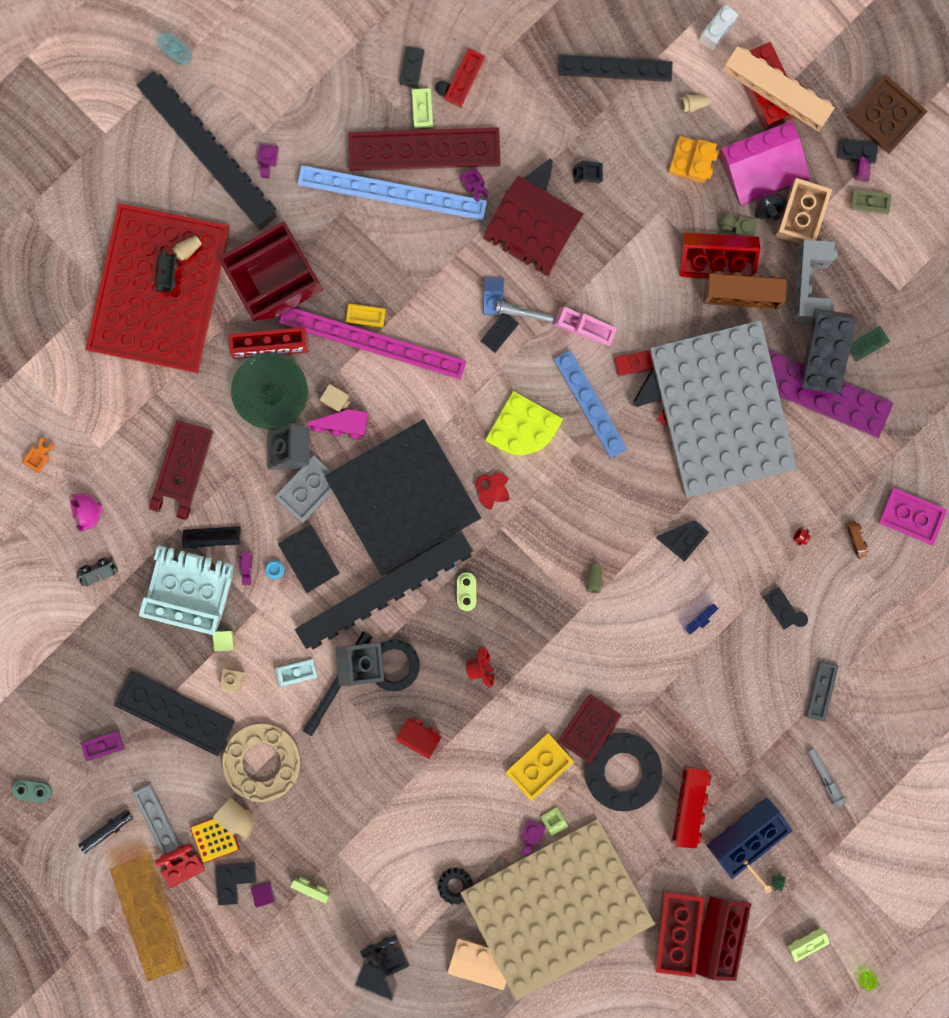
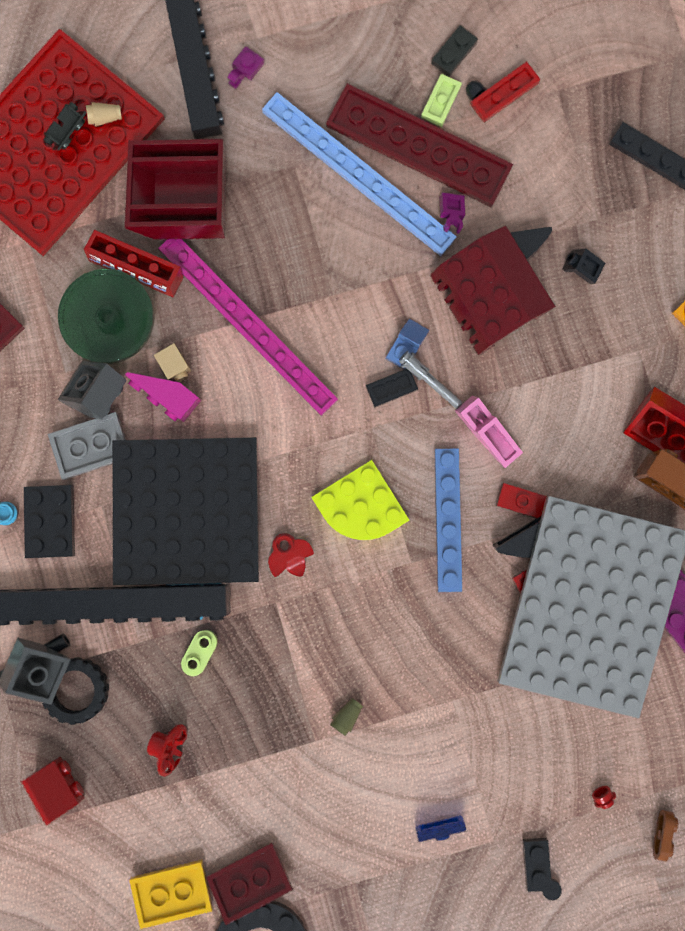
camera: 30 degrees right, 0 degrees up
(365, 315) = (257, 291): yellow tile -> none
(683, 539) = (470, 727): black wing -> none

